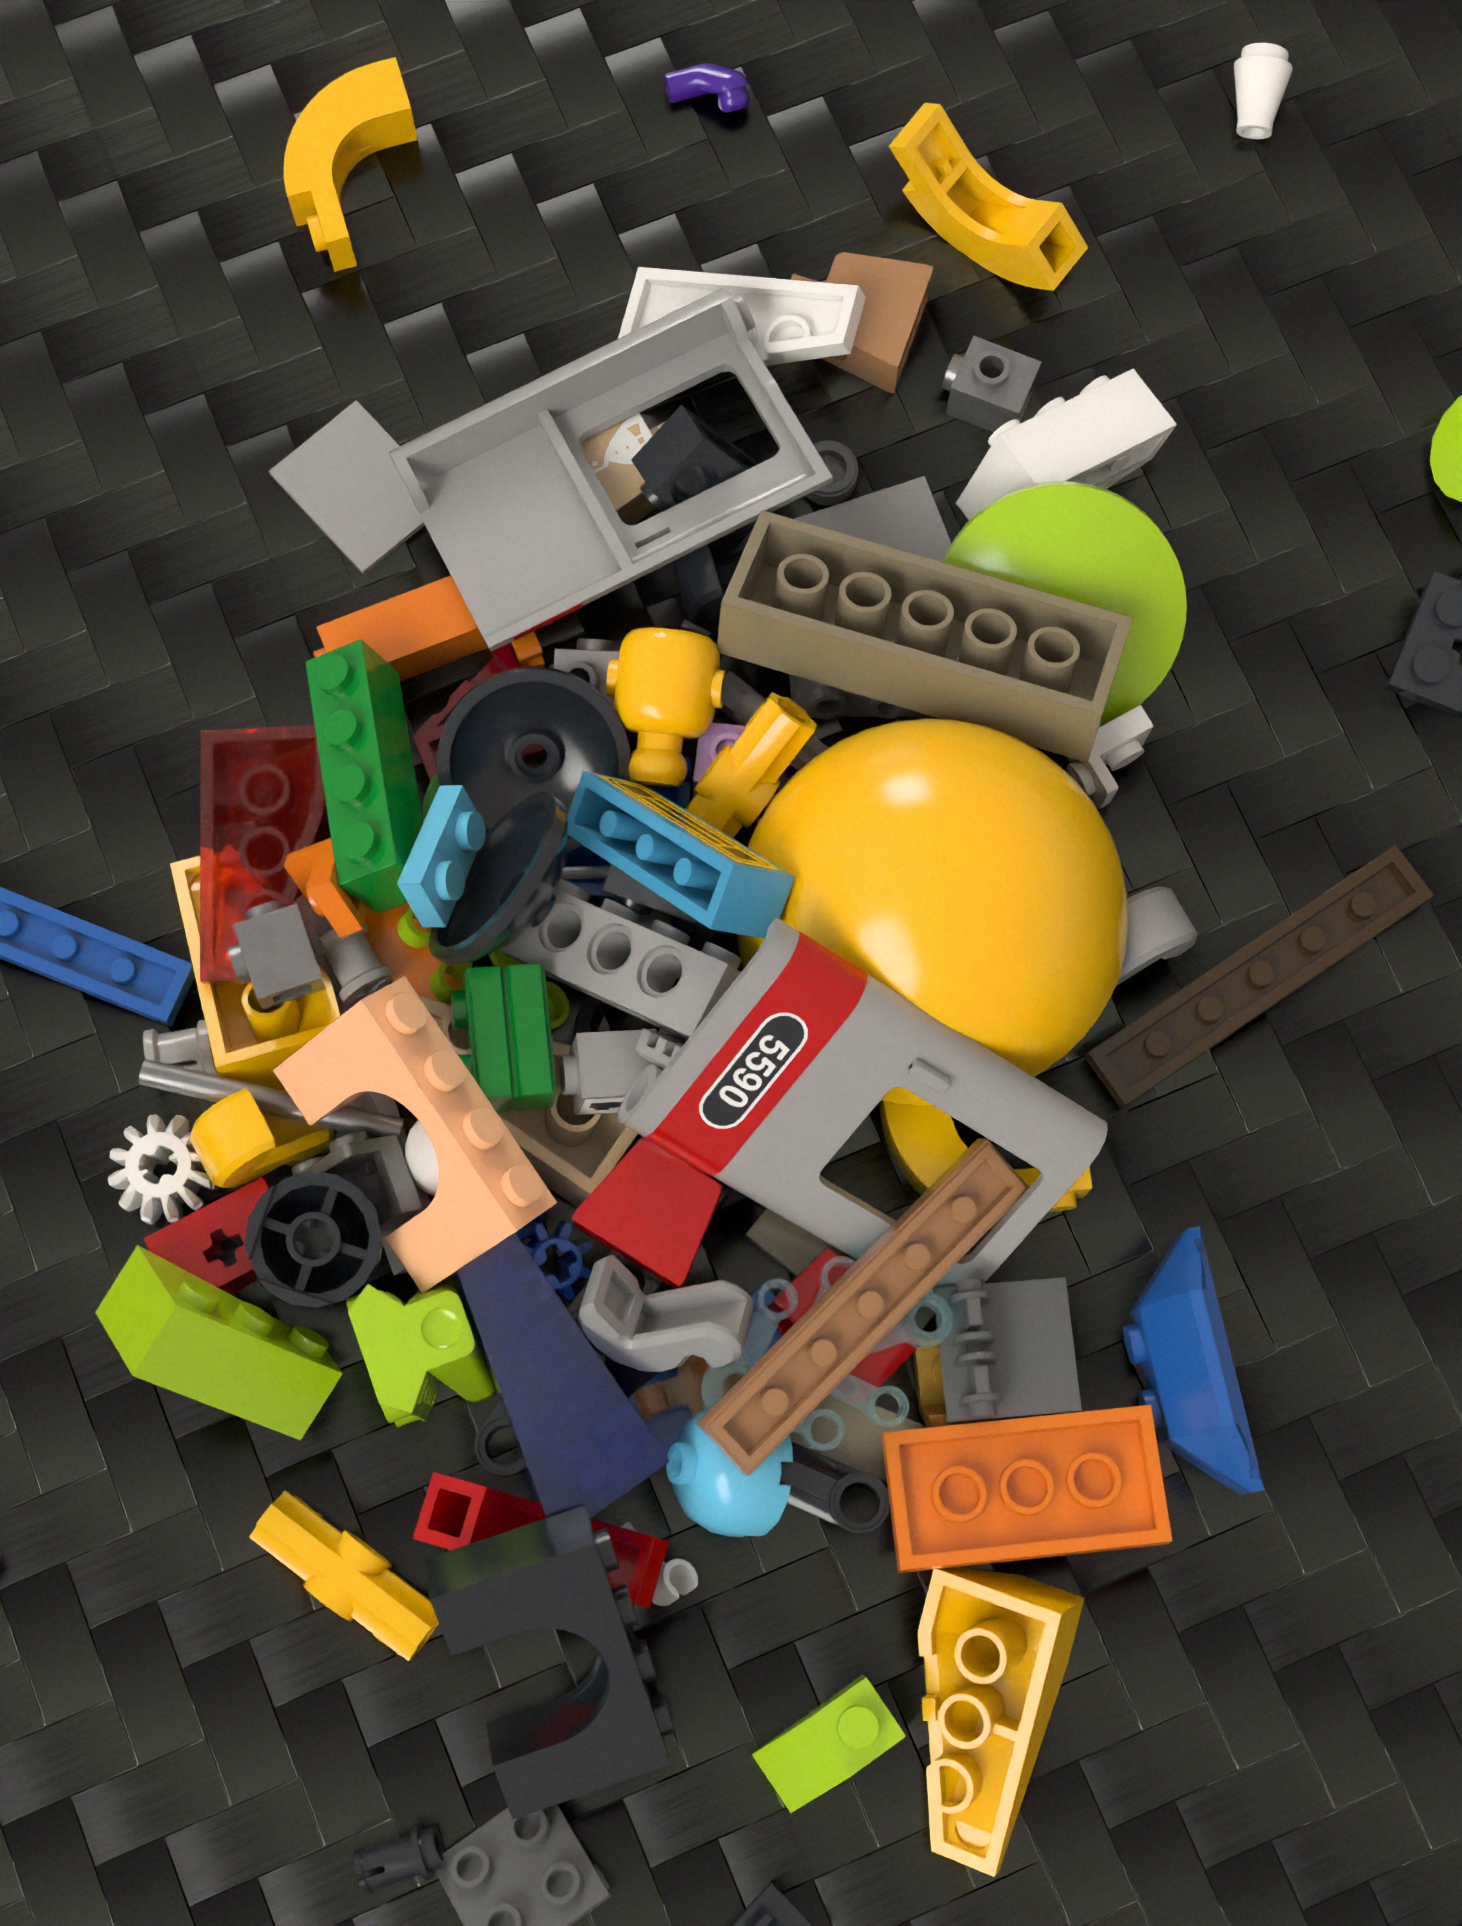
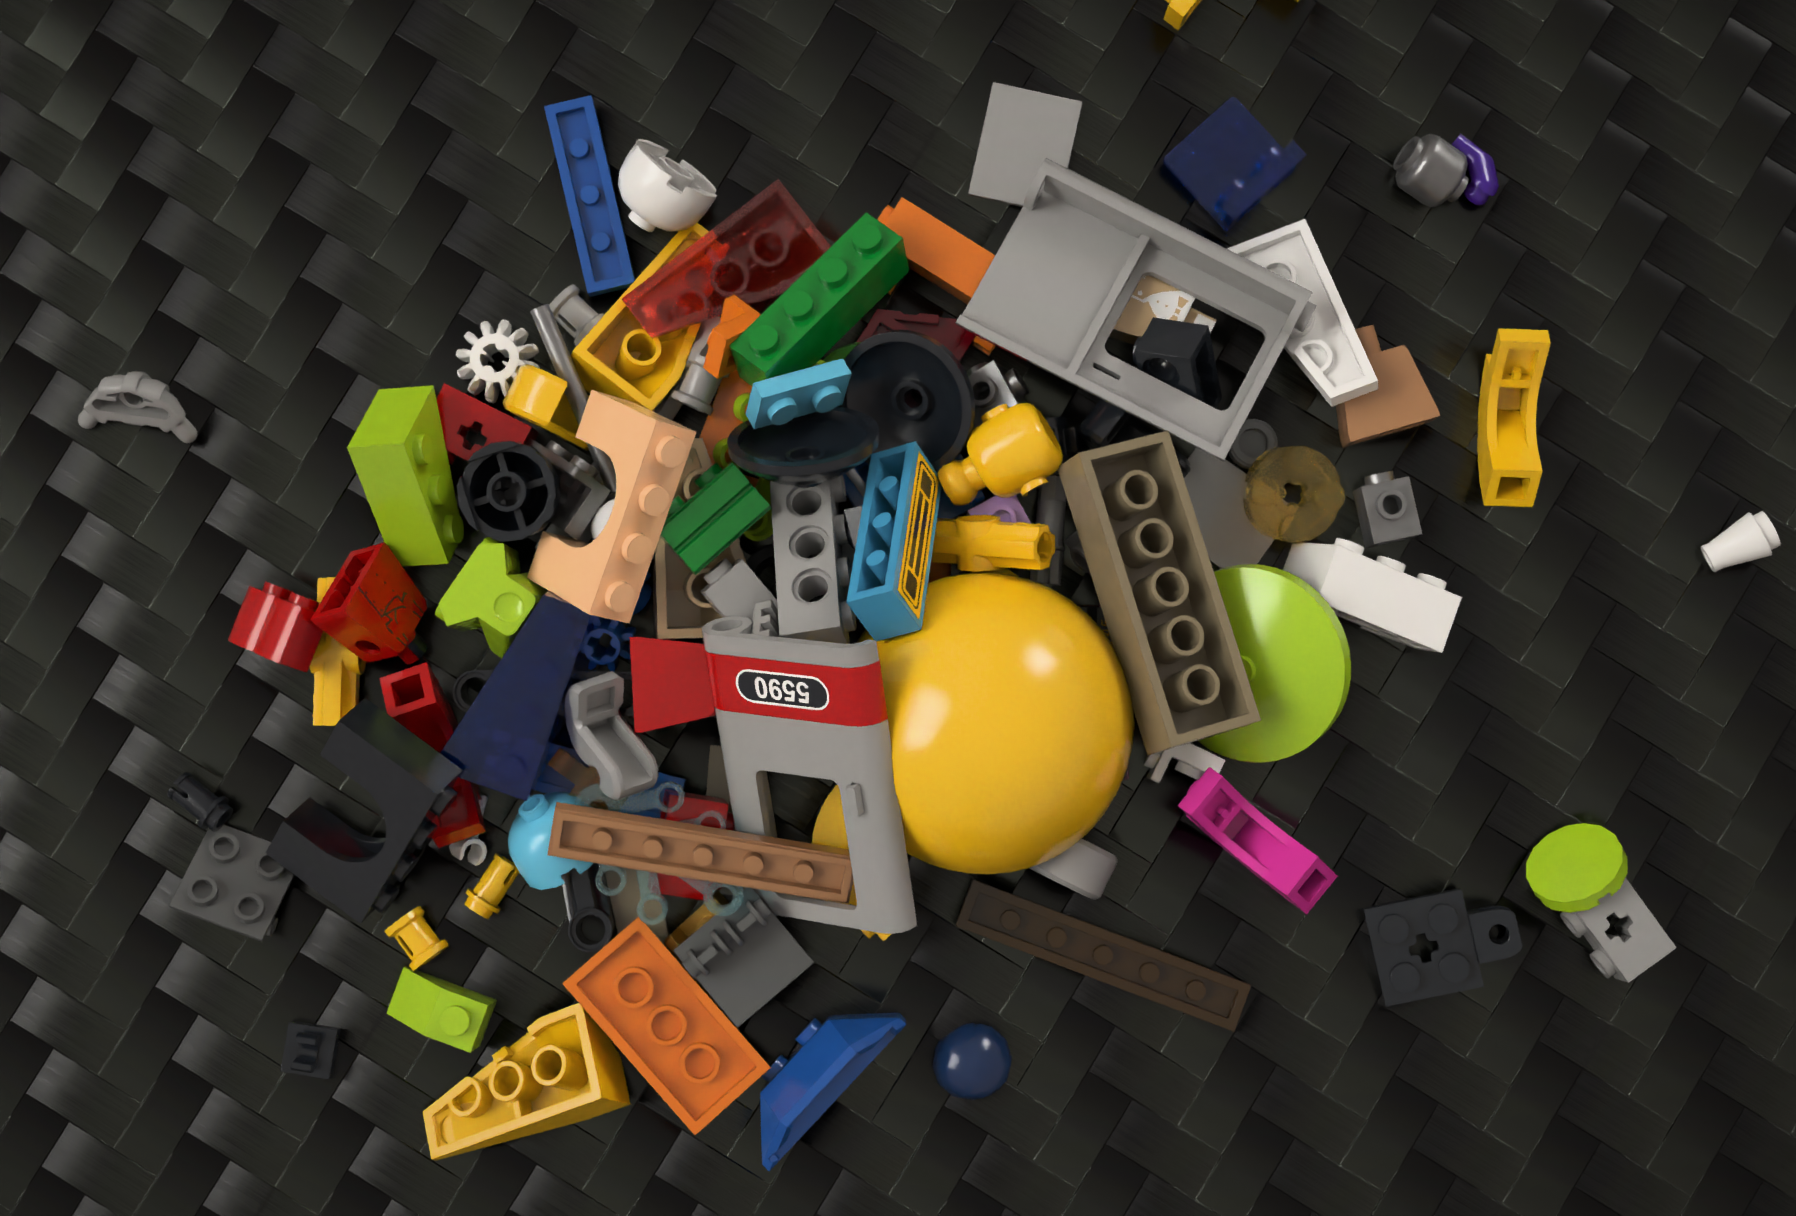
camera: 55 degrees right, 10 degrees up
(119, 867) = (662, 190): none -> white cylinder
(270, 1617) = (277, 626): none -> red brick
(275, 954) = (665, 335): flat silver brick -> none
(328, 1491) = (374, 607): none -> red torso
(530, 298) = (1231, 163): none -> clear blue bracket
(680, 121) = (1431, 170): none -> flat silver head
(731, 1713) = (416, 938): none -> yellow bush
(732, 1585) = (492, 887): none -> yellow pin
(927, 439) = (1265, 490): none -> clear yellow plate
(1248, 738) = (1256, 841): none -> dark pink arch
(1283, 1193) = (972, 1061): none -> dark blue hair

